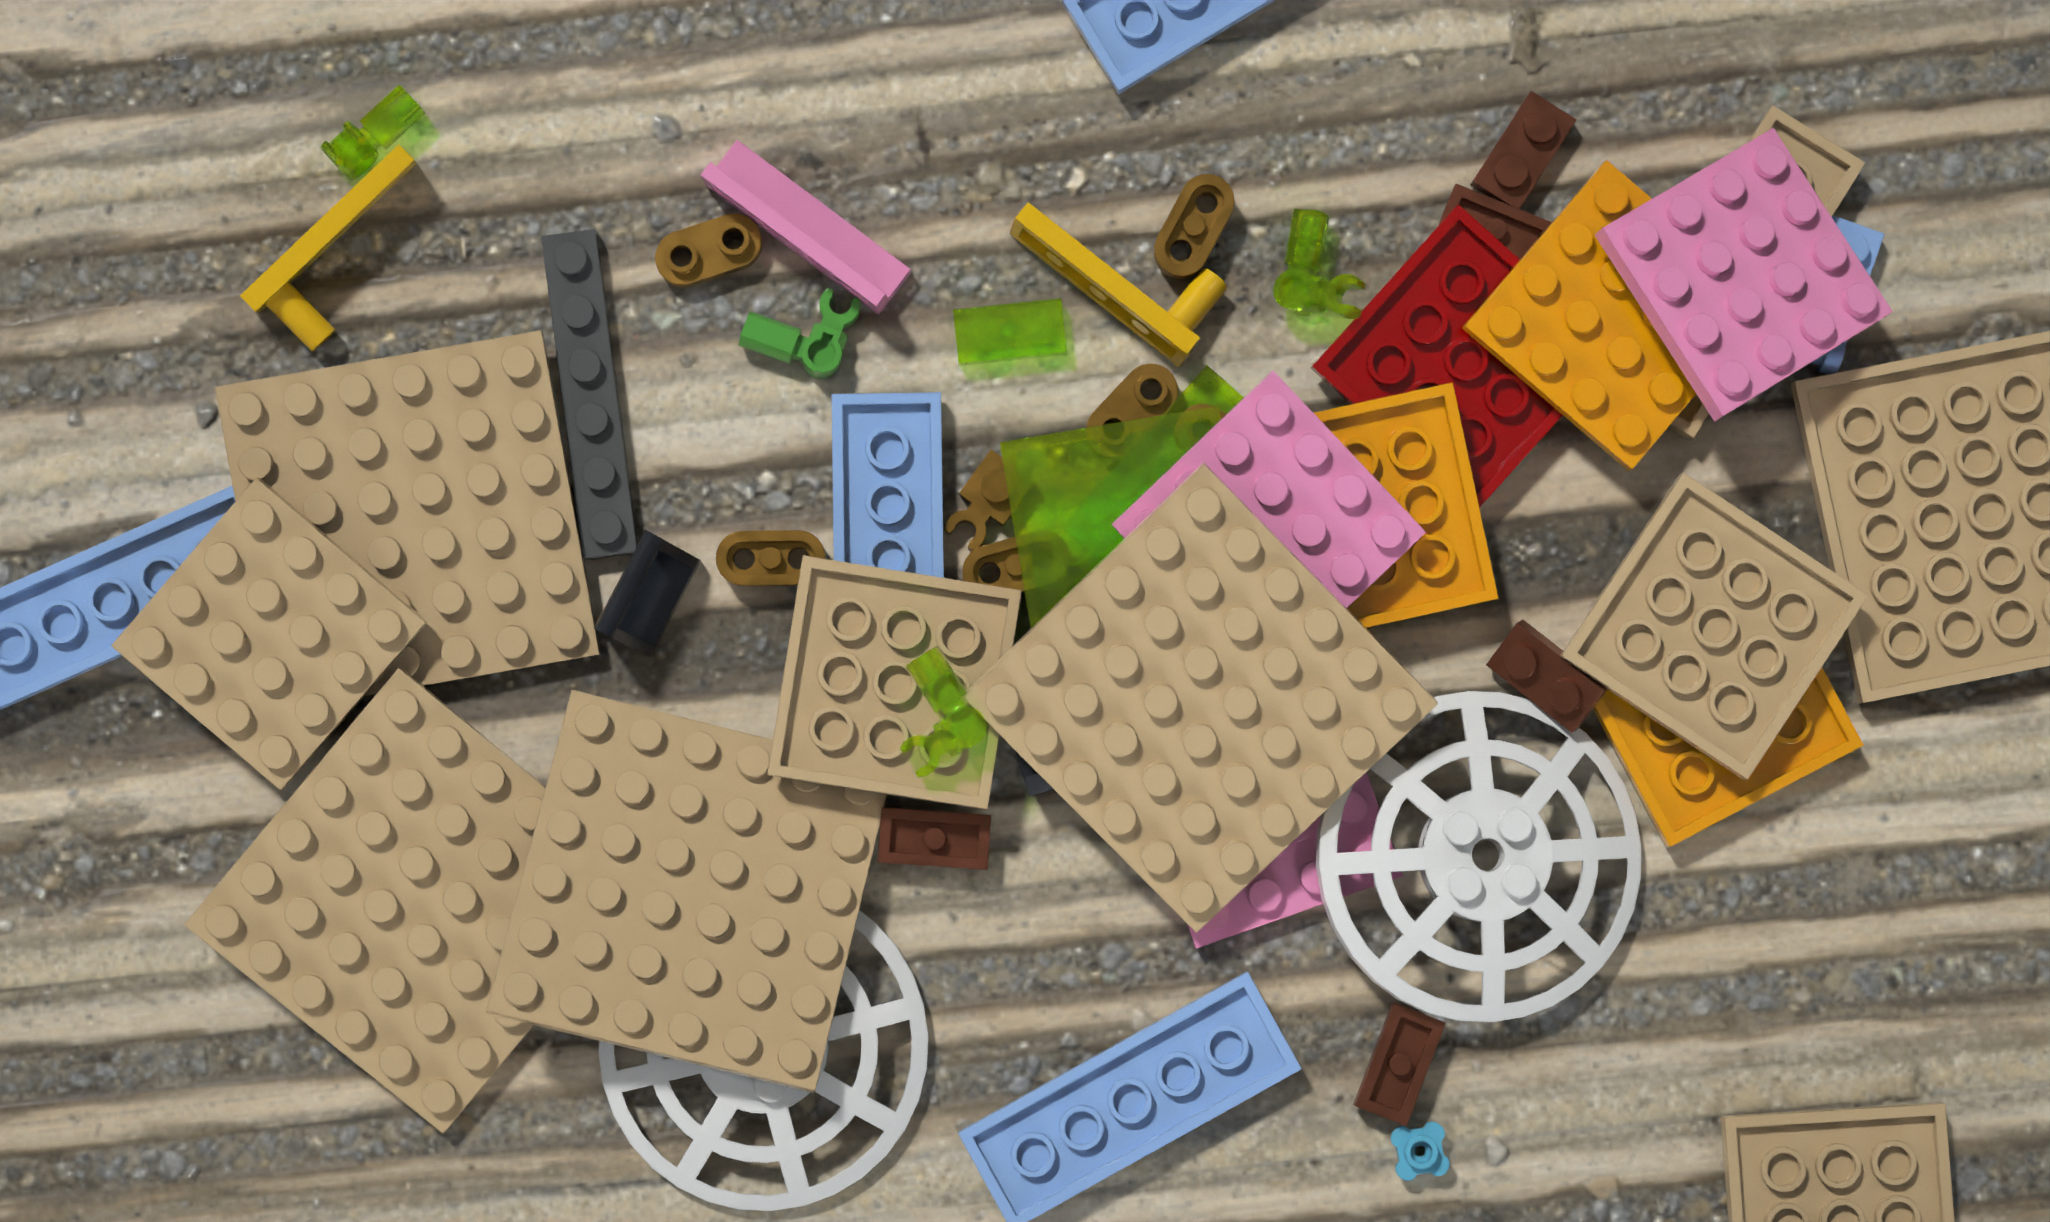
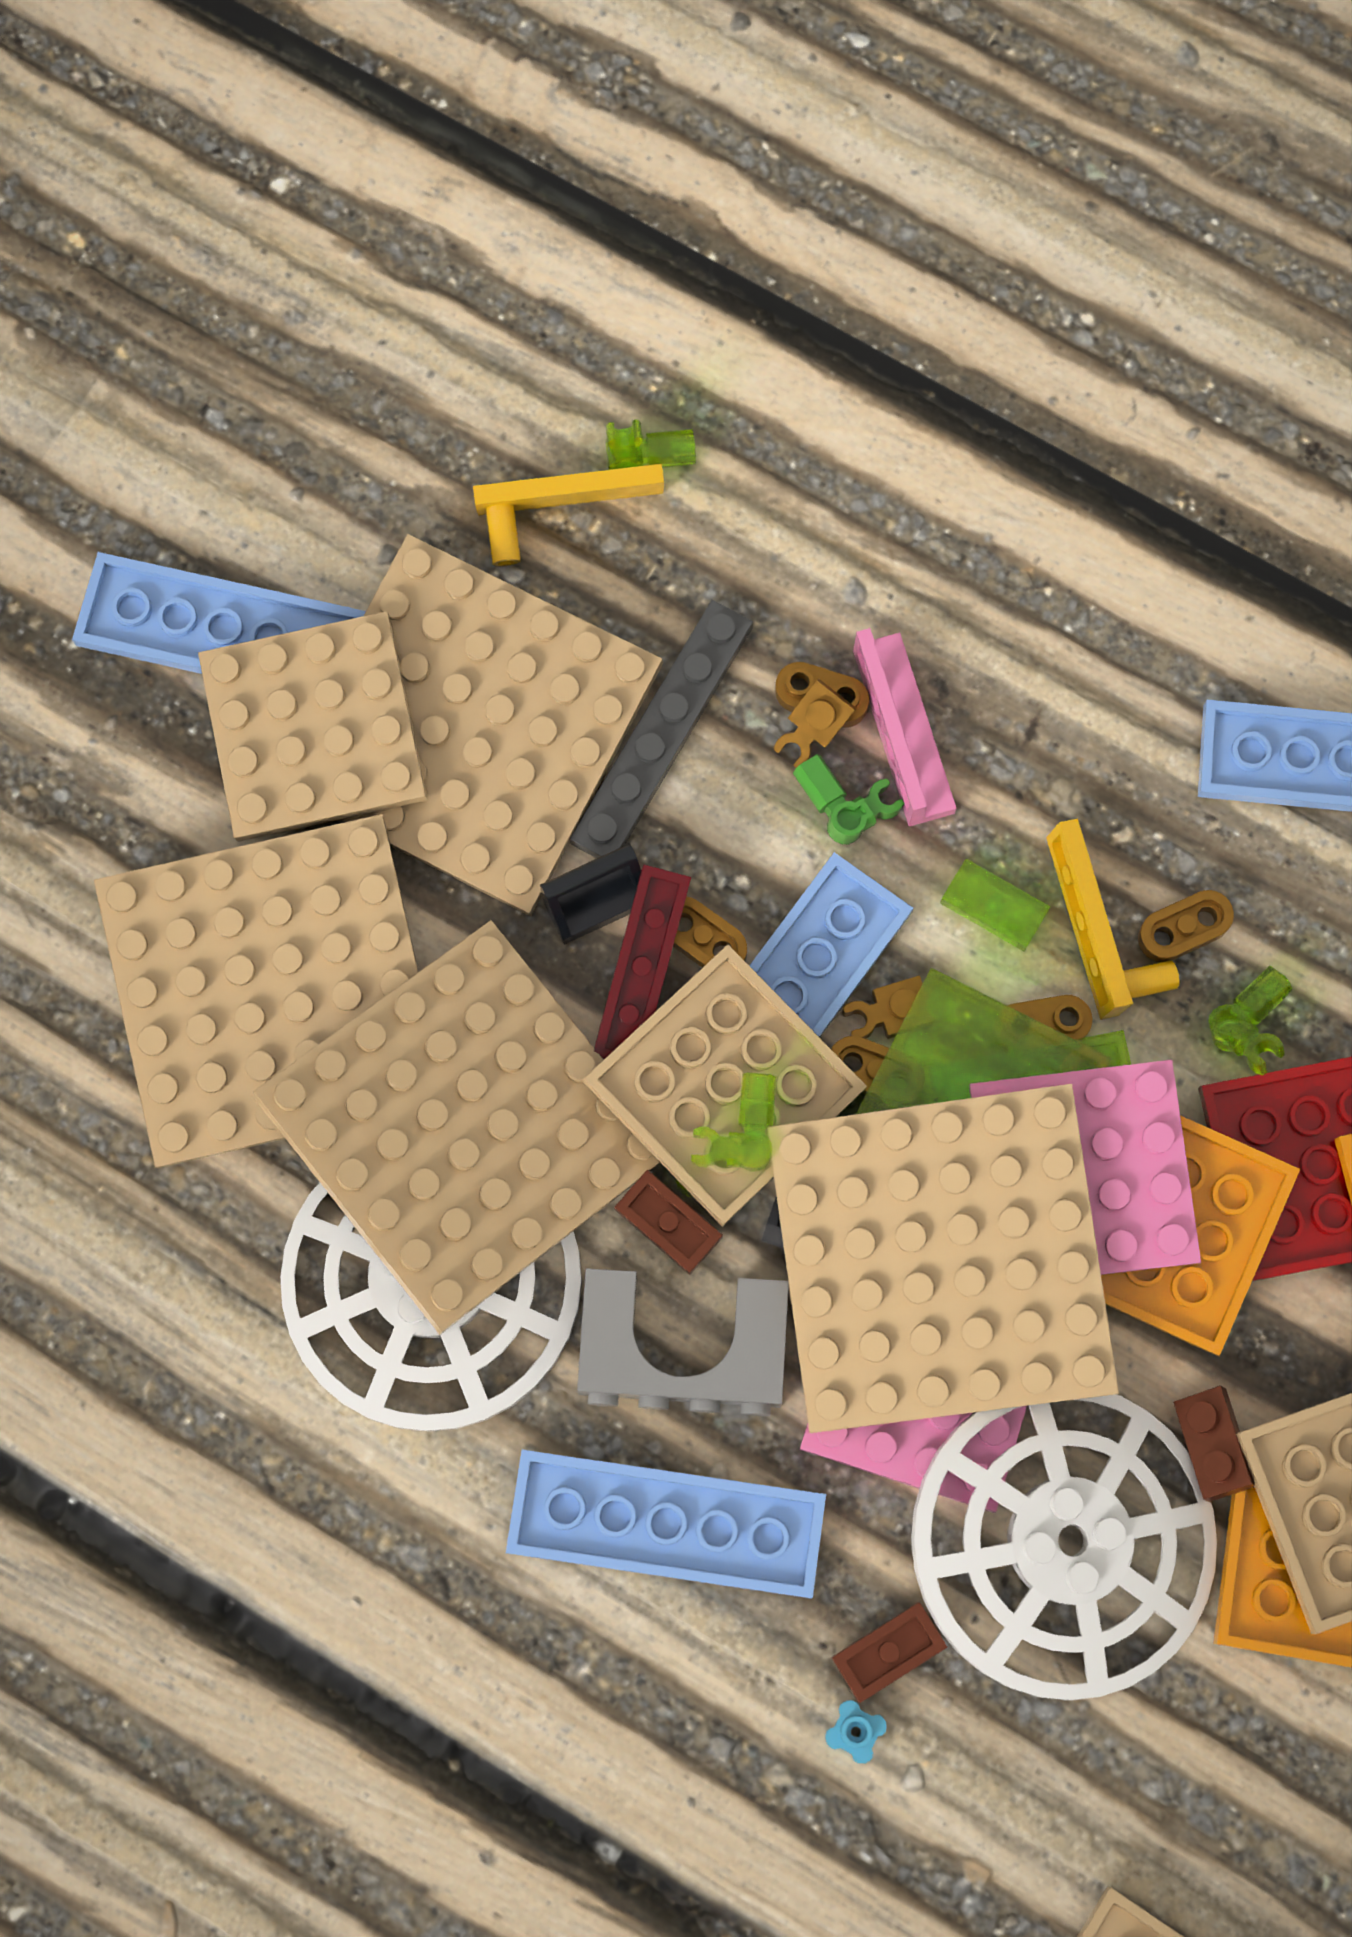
camera: 40 degrees right, 10 degrees down
(723, 278) = (818, 718): none -> pearl gold plate
(734, 621) = (642, 956): none -> dark red plate
(984, 1000) = (616, 1369): none -> light grey arch

